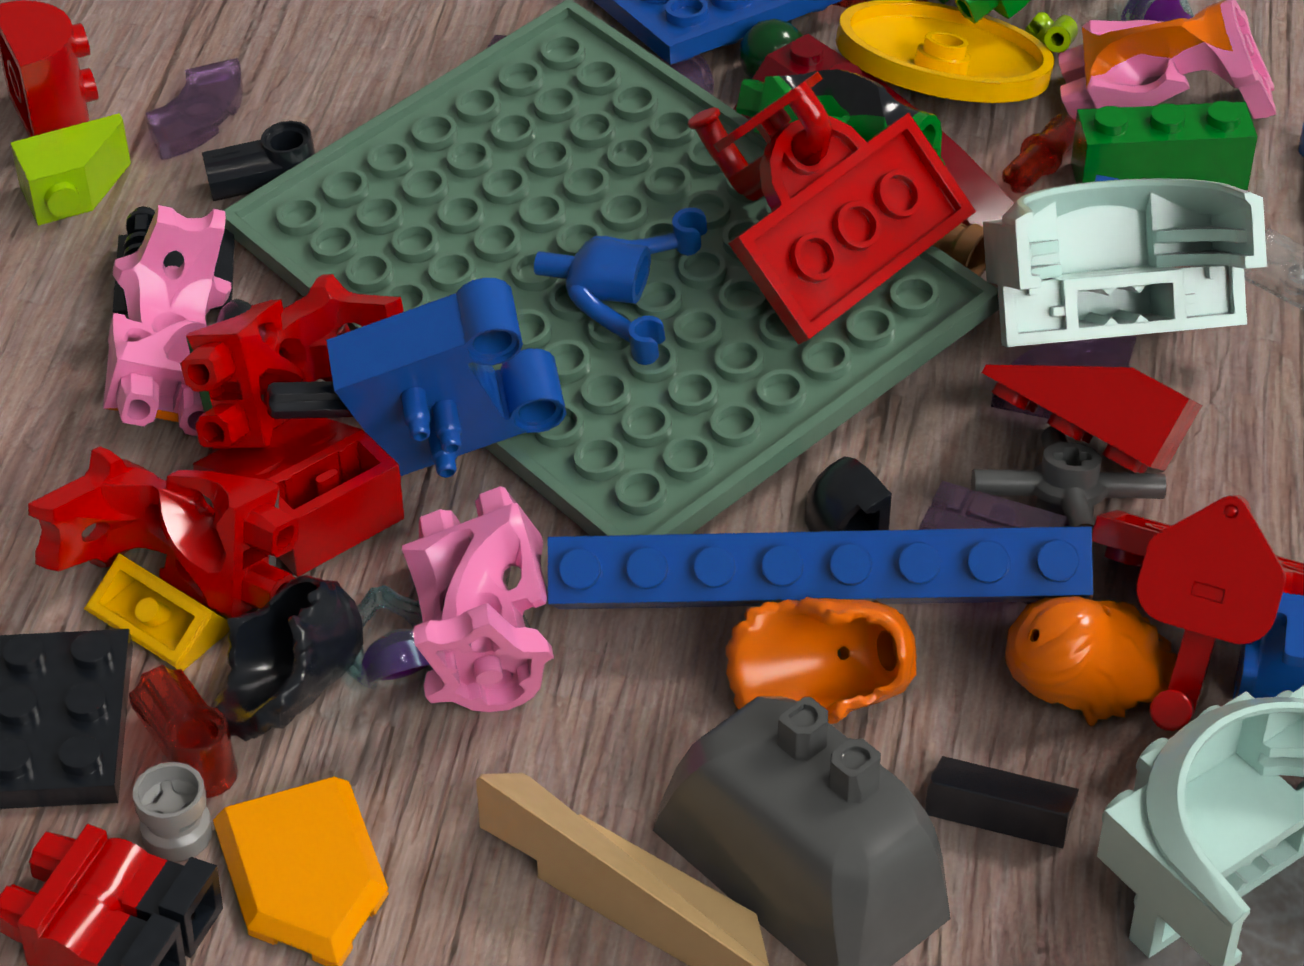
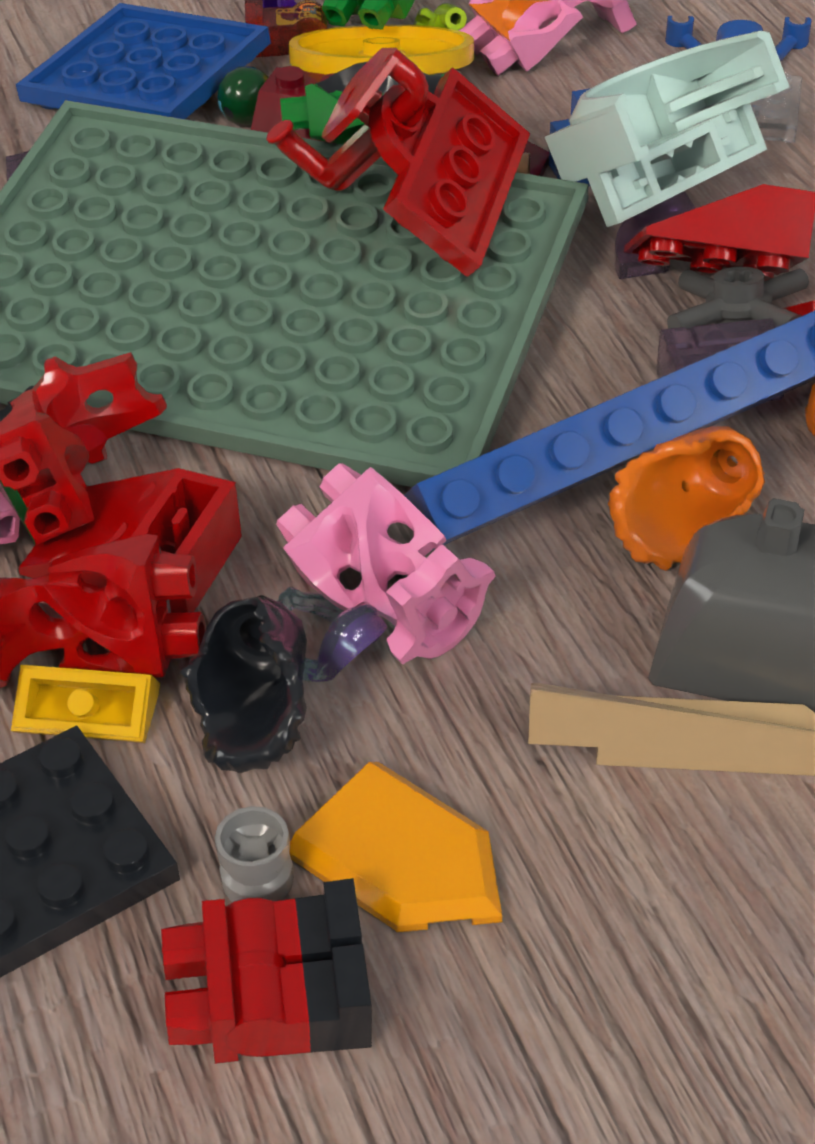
camera: 30 degrees left, 0 degrees up
(186, 726) = (199, 779): clear red piece -> none
(429, 380) = (223, 396): blue piece -> none
(618, 272) = (283, 275): blue piece -> none
(847, 499) = (586, 376): black brick -> none
(1040, 154) = (506, 91): clear red axle -> none
(1166, 142) = (586, 61): green brick -> none

